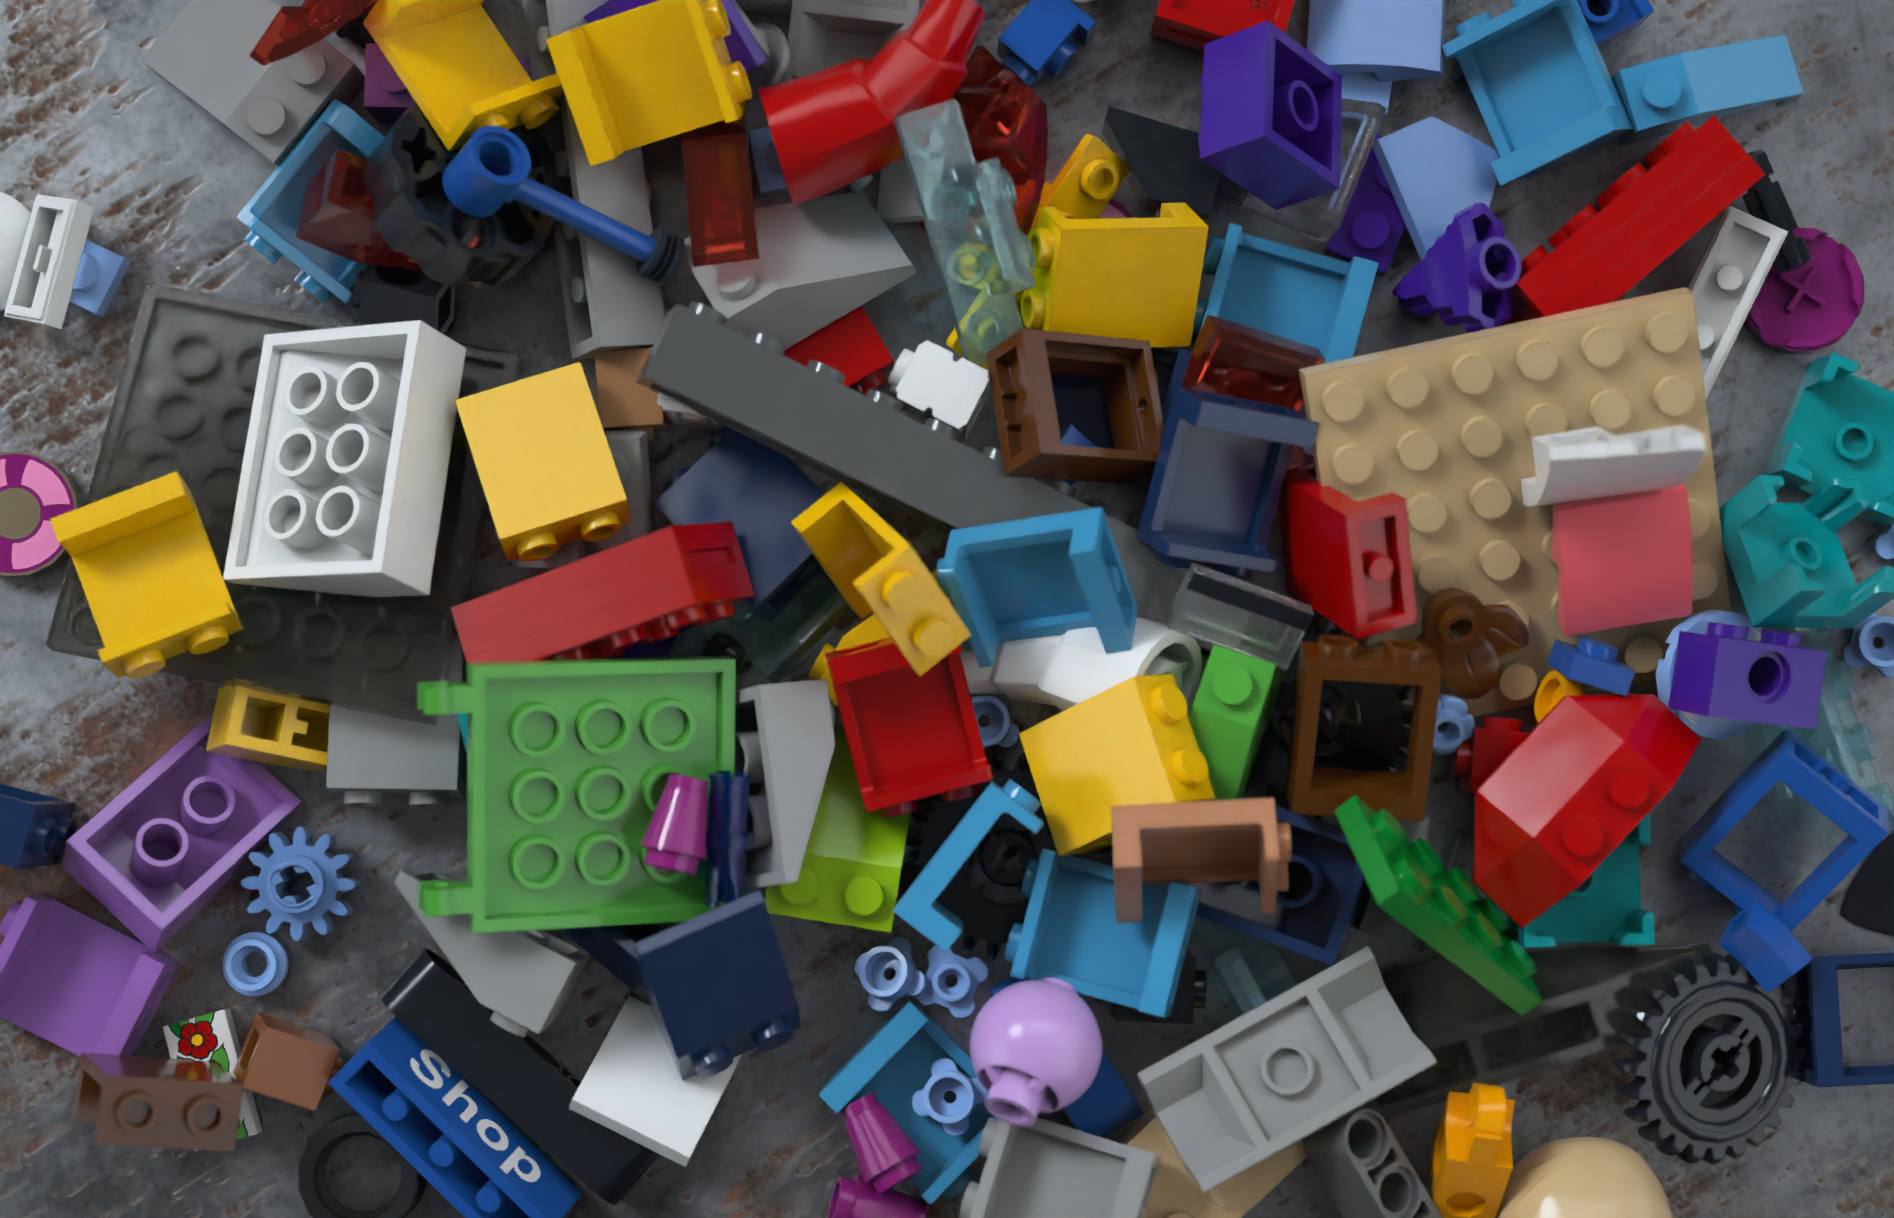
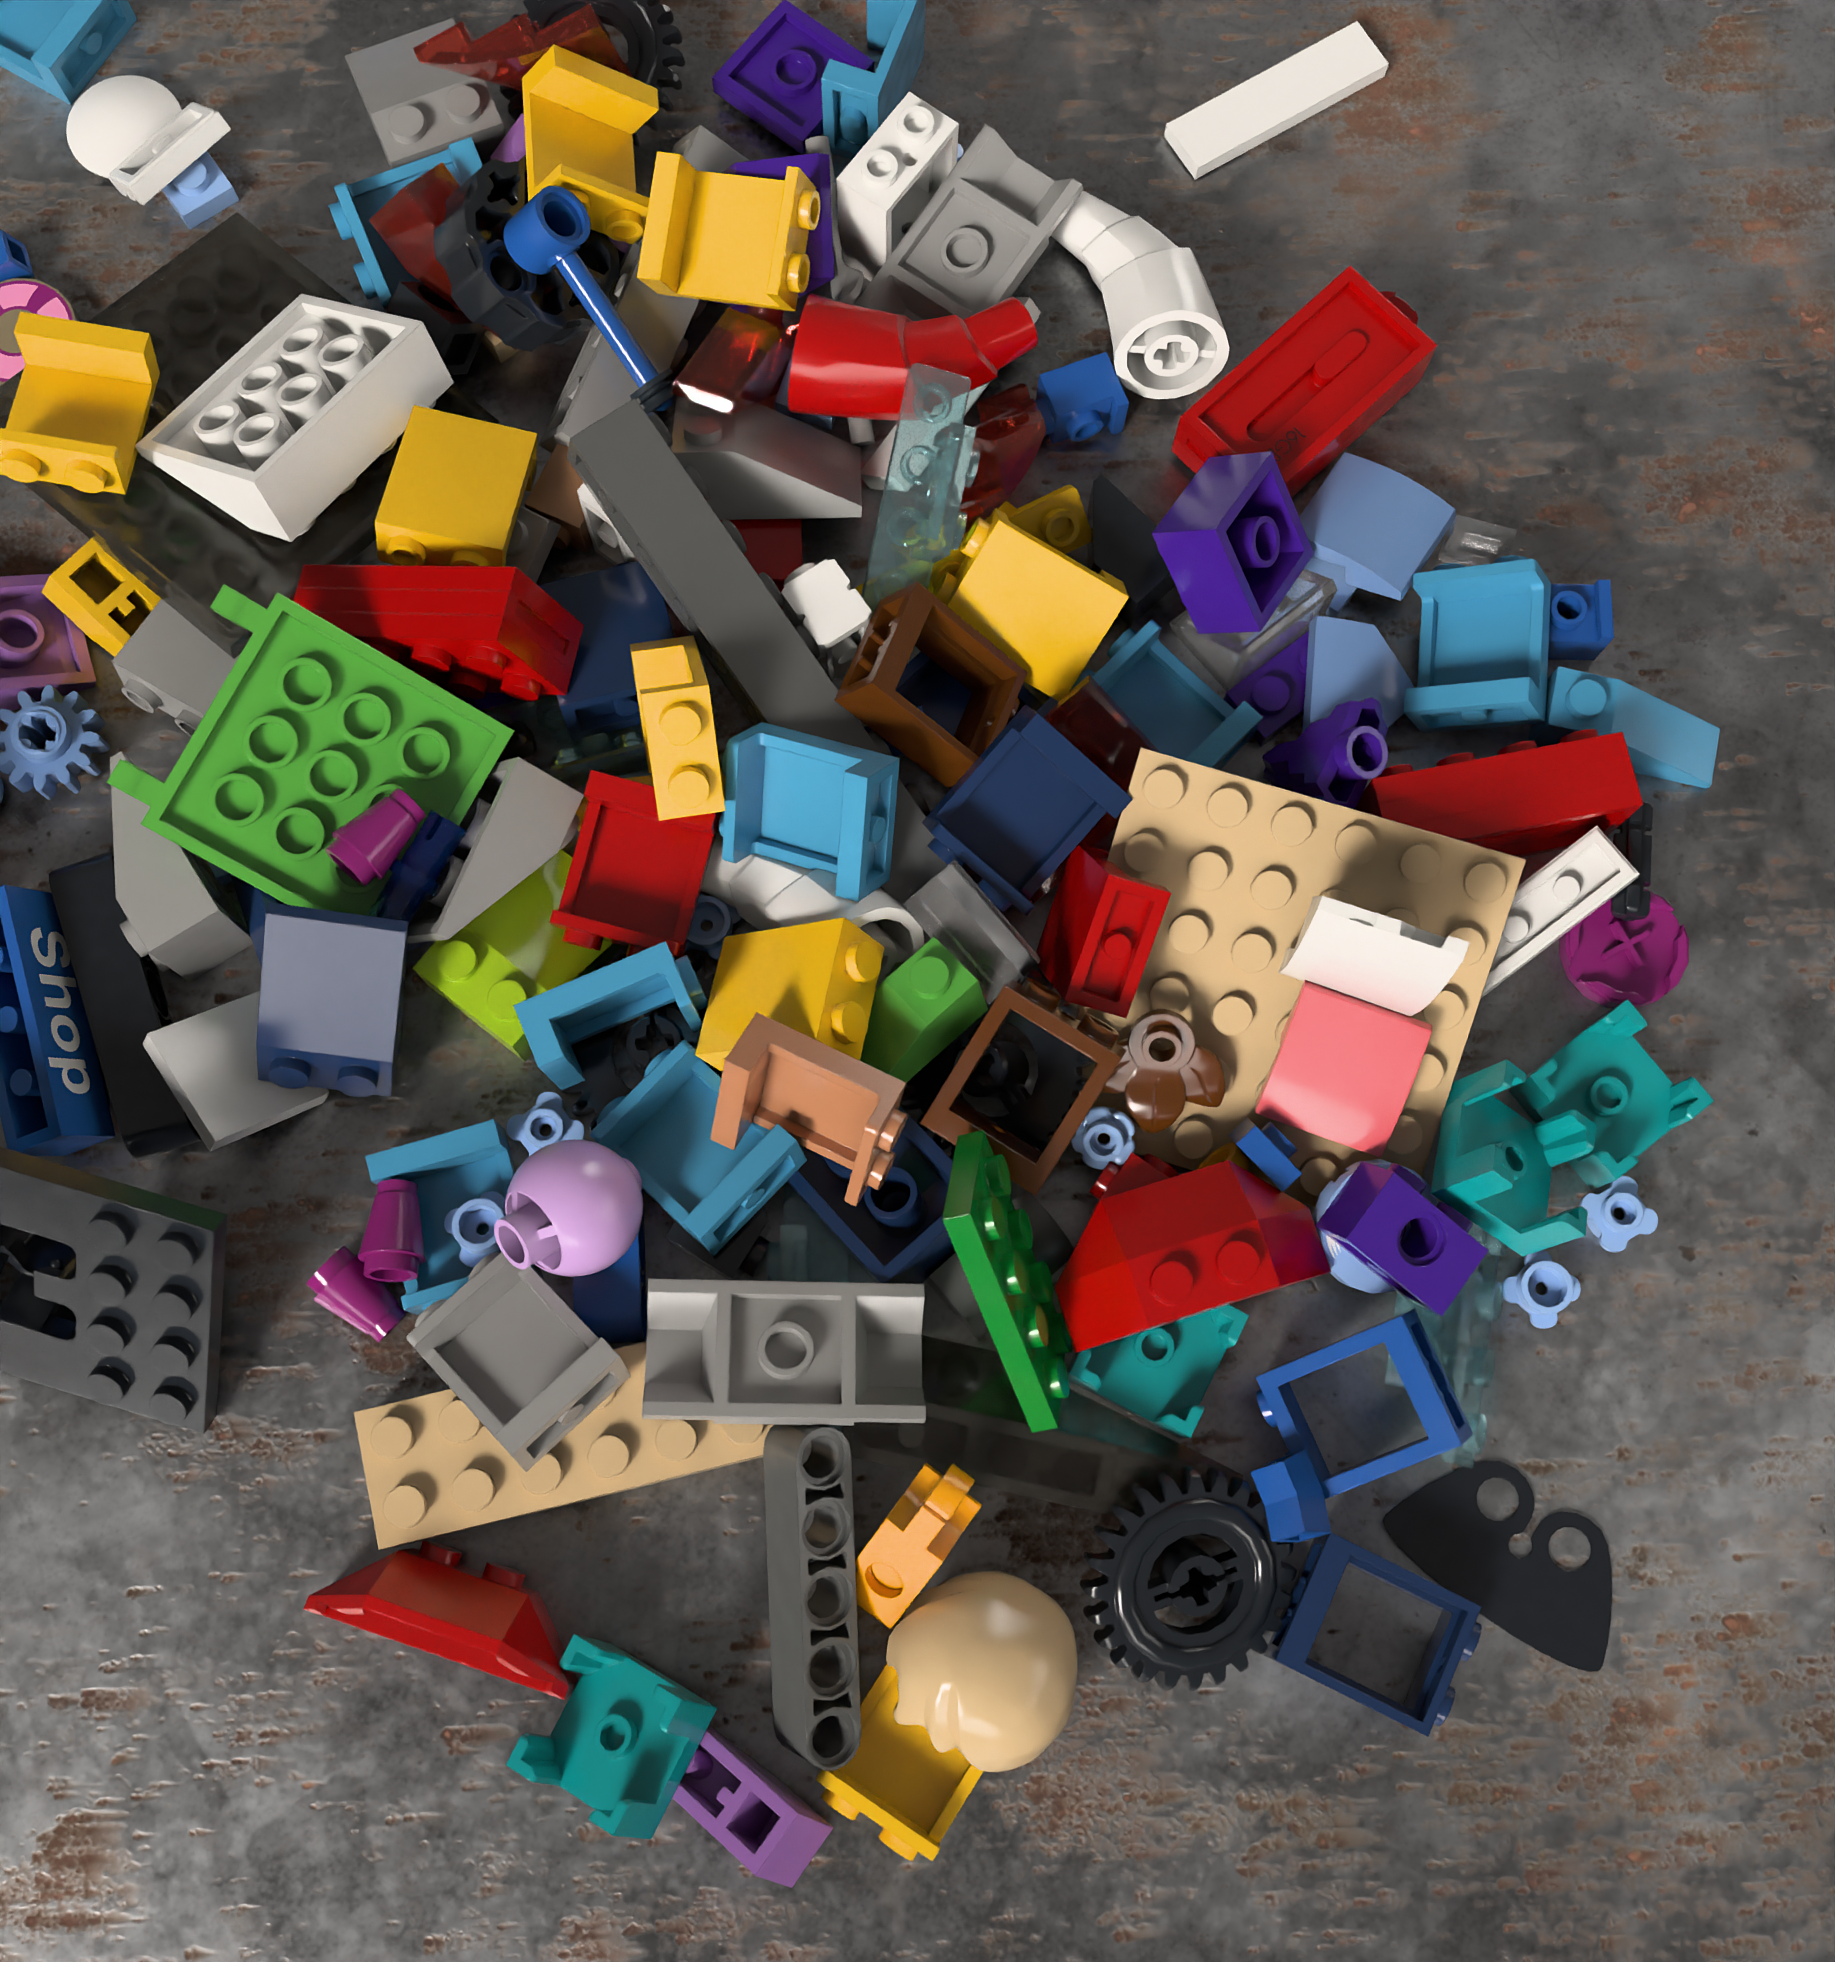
camera: 25 degrees right, 10 degrees down
(872, 970) = (489, 1081): light blue plate -> none

